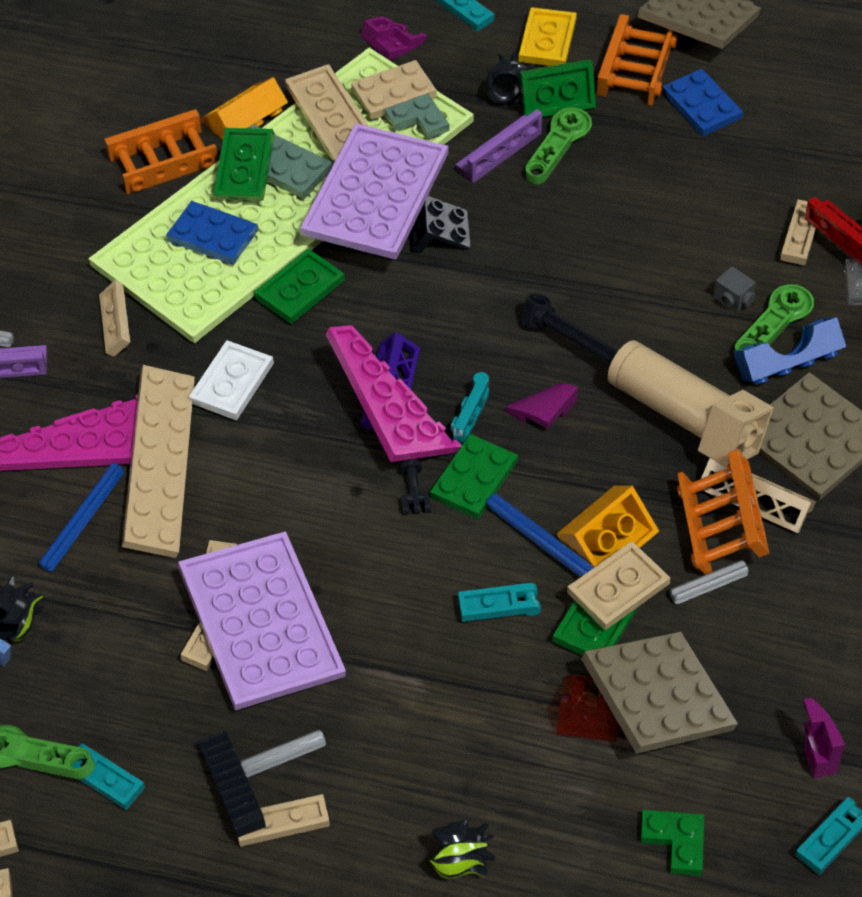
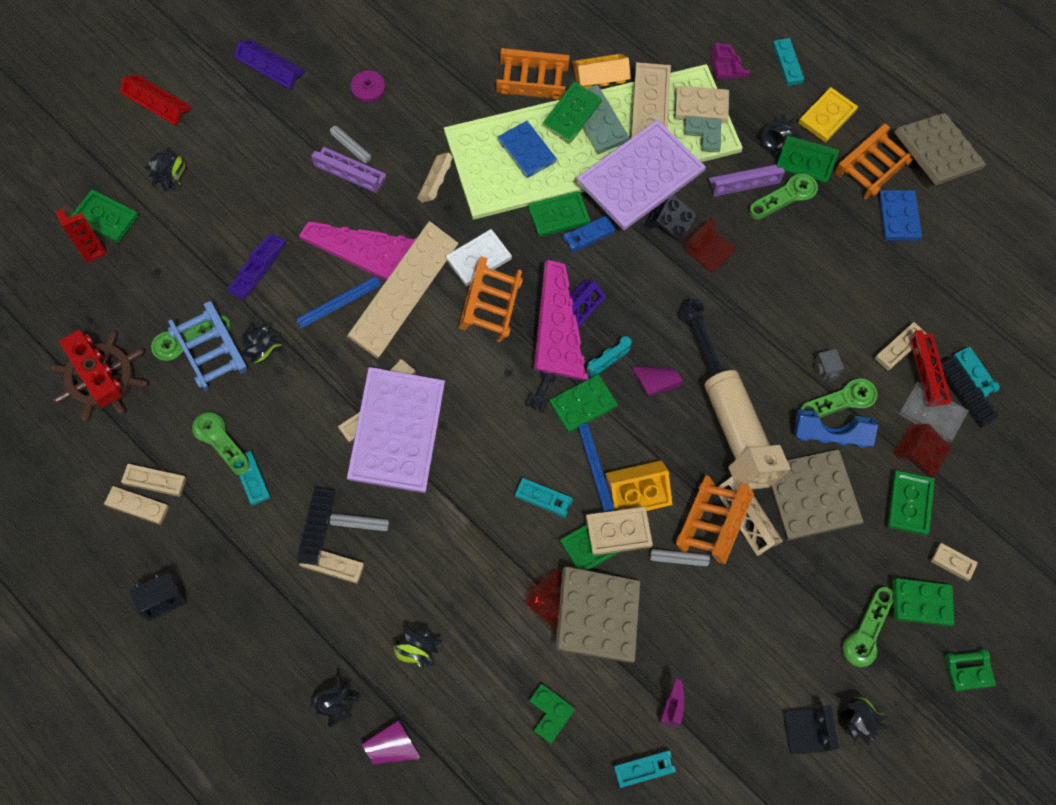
camera: 25 degrees right, 15 degrees up
(261, 427) = (473, 302): none -> orange fence
(351, 290) = (589, 234): none -> blue plate
(508, 236) = (709, 247): none -> clear red bracket

